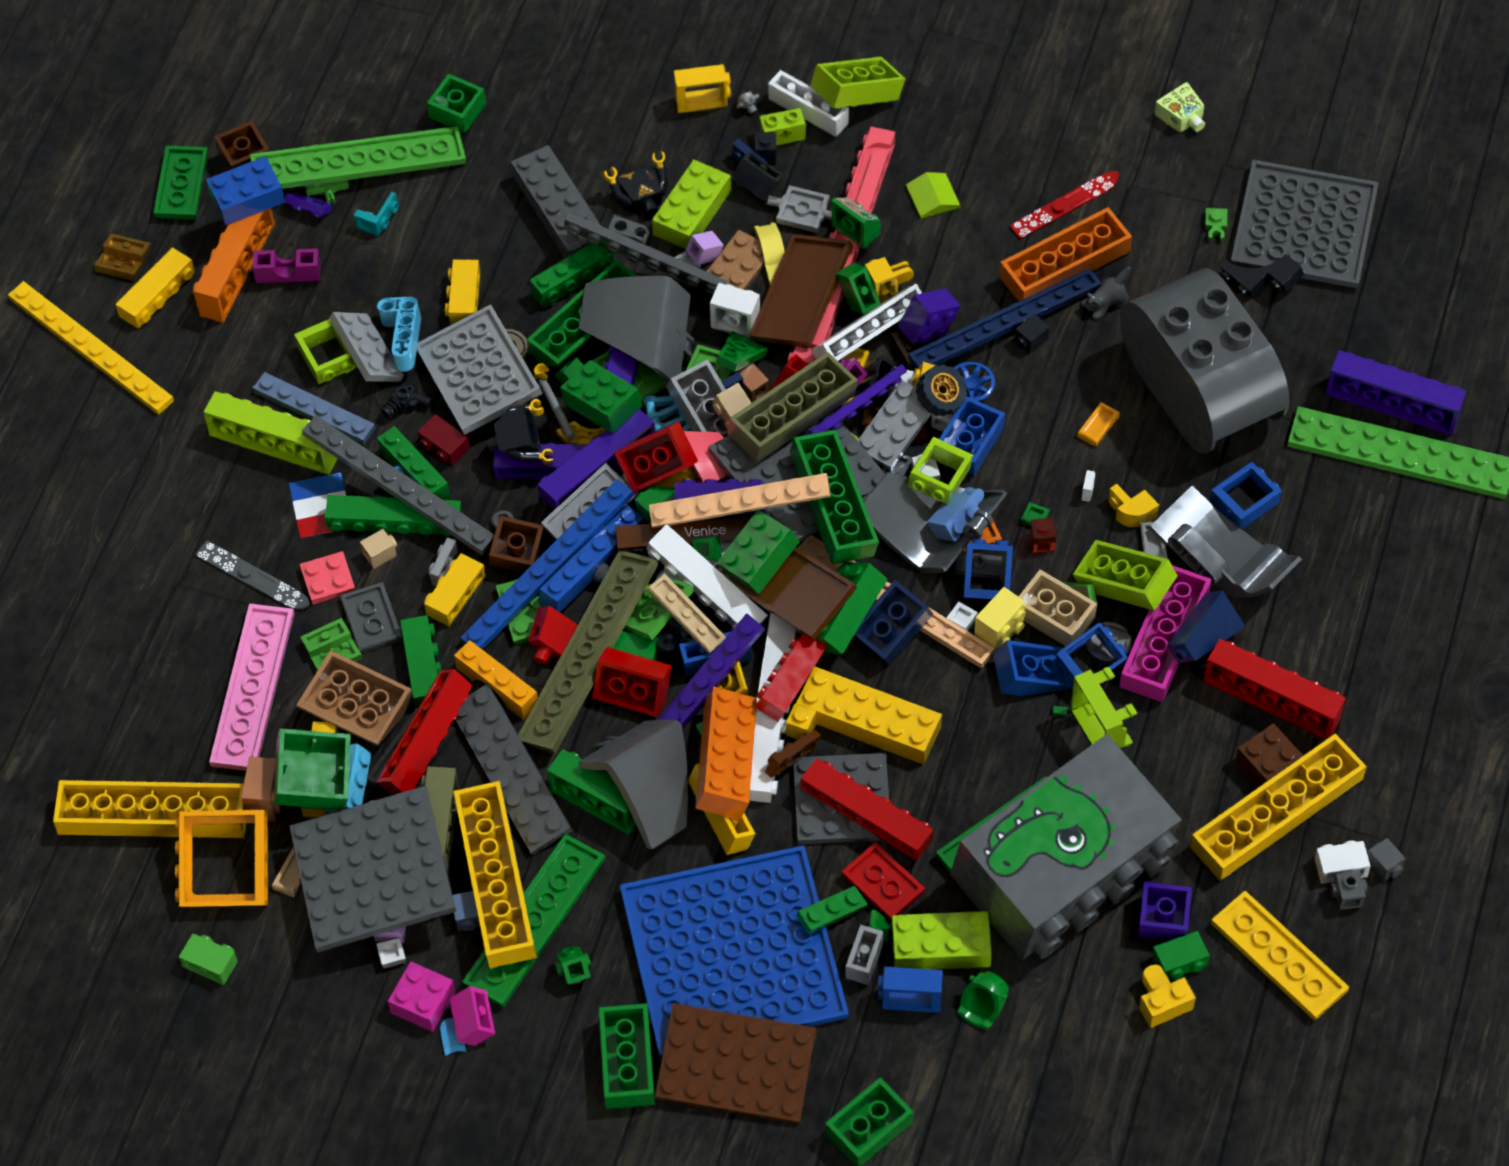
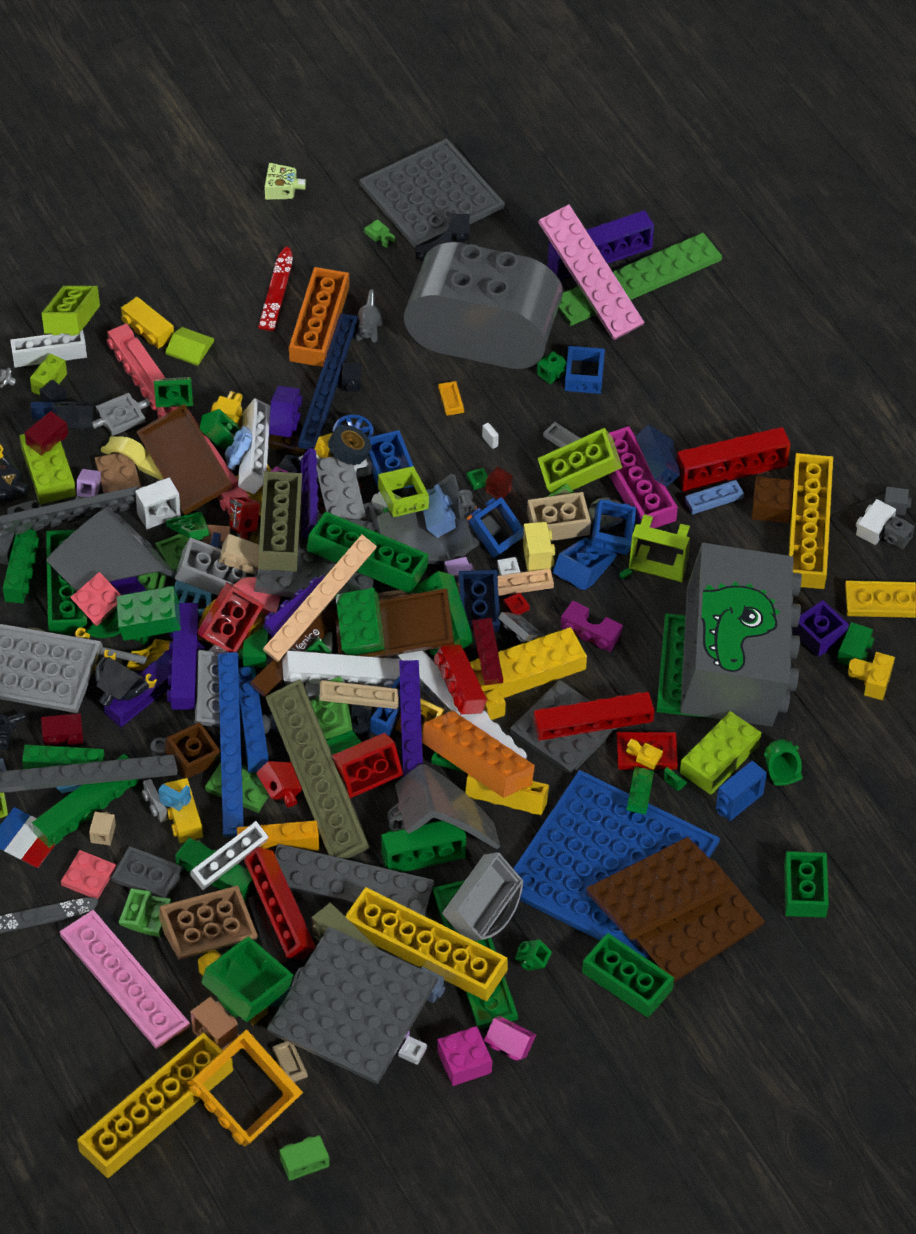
camera: 50 degrees left, 5 degrees down
(427, 656) = (229, 855): none -> white brick
(449, 1037) = (506, 1064): dark azure piece -> none
(451, 577) = (174, 799): none -> dark azure bracket
(580, 347) = (97, 598): none -> coral plate
(581, 881) = (484, 897): none -> light grey piece
(708, 174) = (46, 433): none -> dark red brick
(735, 1007) = (659, 888): none -> reddish brown plate
(792, 753) = (512, 723): reddish brown plate -> none
(841, 672) = (487, 651): none -> dark red plate
(851, 316) = (240, 445): none -> light blue plate
(864, 954) = (690, 797): light grey brick -> none
(873, 884) = (646, 755): none -> yellow plate
(904, 677) = (524, 629): none -> dark grey plate
(915, 581) = (456, 565): none -> lavender brick
(917, 145) = (147, 322): none -> yellow brick
(929, 655) = (516, 604): none -> red plate
(971, 748) = (603, 635): none -> magenta arch
(1132, 510) = (531, 429): yellow brick -> none
(1216, 468) = (551, 367): none -> green brick
(1220, 548) = (593, 410): dark grey beam -> none
(1221, 710) = (714, 497): none -> medium blue plate
(1348, 409) = (591, 272): none -> bright pink plate

